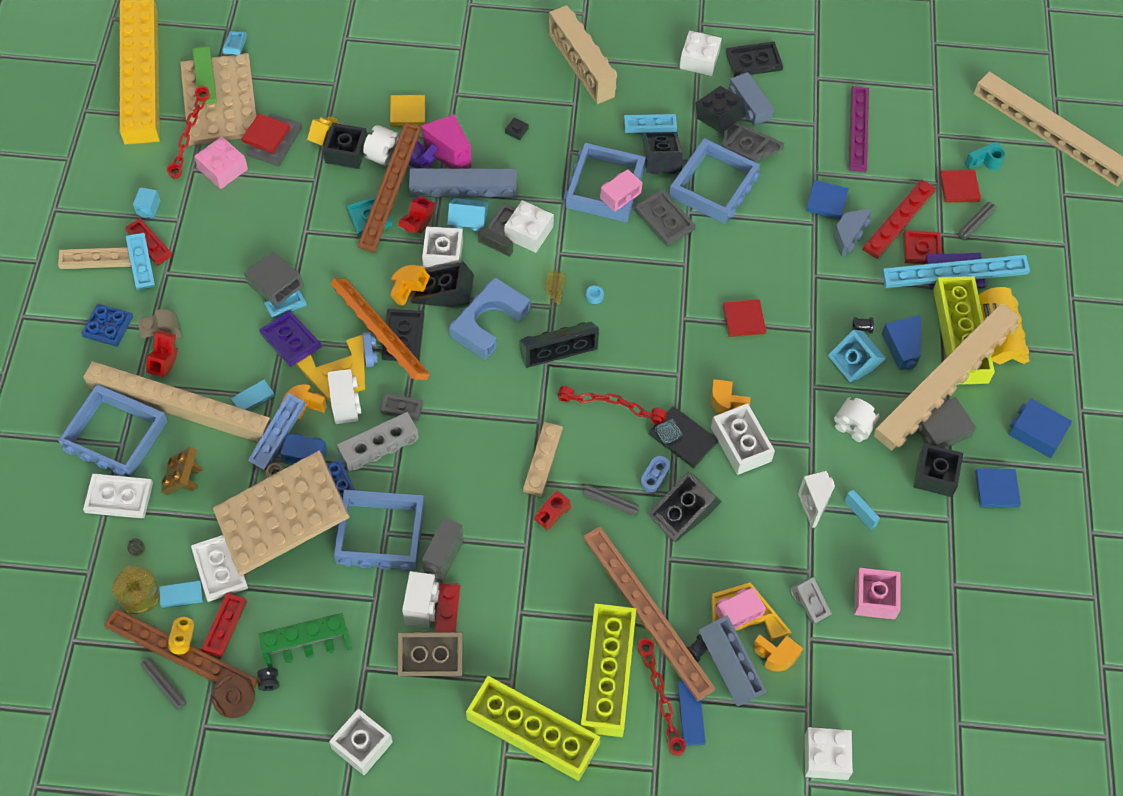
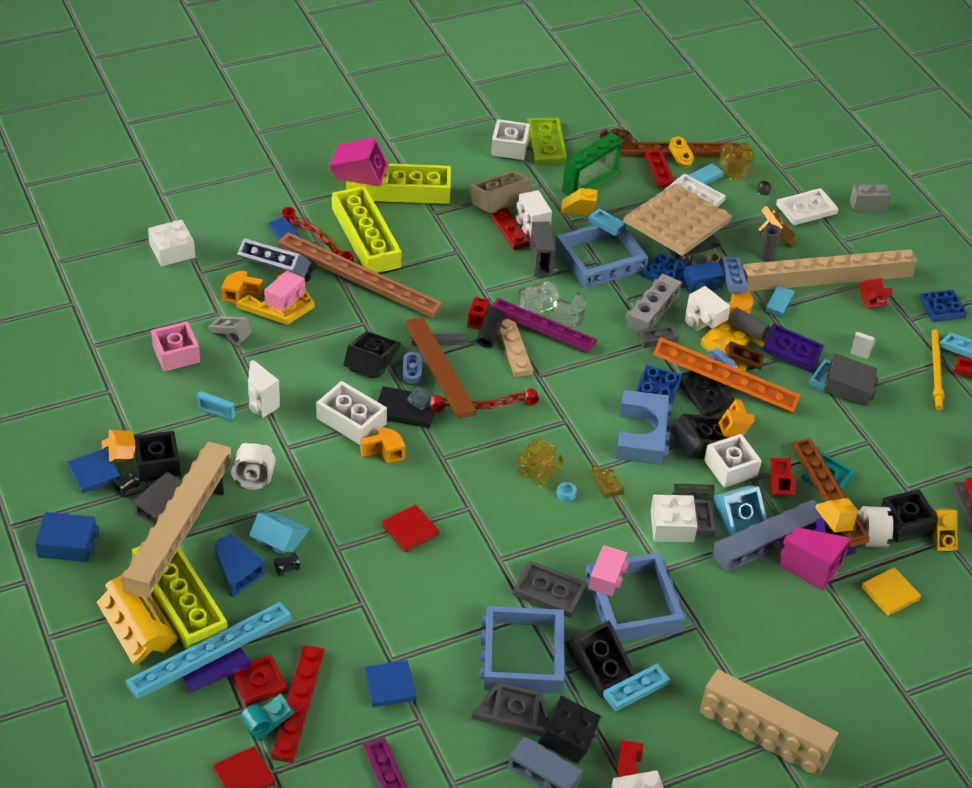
camera: 150 degrees right, 15 degrees down
(46, 472) = (870, 197): none -> light grey brick
(85, 413) = (868, 219): medium blue window -> none
(162, 320) = (896, 309): dark tan brick -> none
(163, 683) = (668, 131): dark grey axle -> none
(207, 240) = (938, 393): none -> yellow bar
(209, 452) = (769, 243): none -> dark grey pin
(222, 313) = (862, 345): none -> white slope
(310, 737) = (547, 141): none -> lime tile
(314, 368) = (749, 324): none -> dark grey pin
(345, 343) = (744, 355): none -> reddish brown slope
(352, 551) = (607, 222): none -> medium azure tile
(353, 610) = (580, 202): none -> yellow slope
(413, 145) = (838, 514): none -> yellow slope
(443, 354) = (659, 382): none -> blue tile
(466, 466) = (569, 313): none -> clear brick
(485, 497) = (538, 297): none -> clear brick
(501, 467) = (545, 325): none -> magenta tile
(516, 128) = (769, 622): black plate -> none
(556, 480) = (490, 327): none -> black pin
(559, 344) = (568, 420): black slope -> none
(576, 747) = (360, 162): none -> dark pink slope
(607, 314) = (539, 461): none -> clear yellow brick
(634, 451) = (440, 368): none -> dark orange tile
(691, 81) = (629, 754): none -> red leg
(851, 228) = (347, 657): sand blue slope -> none
(936, 209) = (265, 719): none -> teal plate
(971, 491) = (120, 446): none -> light orange brick
(973, 461) = (126, 483): none -> black bush
(976, 221) = (207, 738): dark grey axle -> none

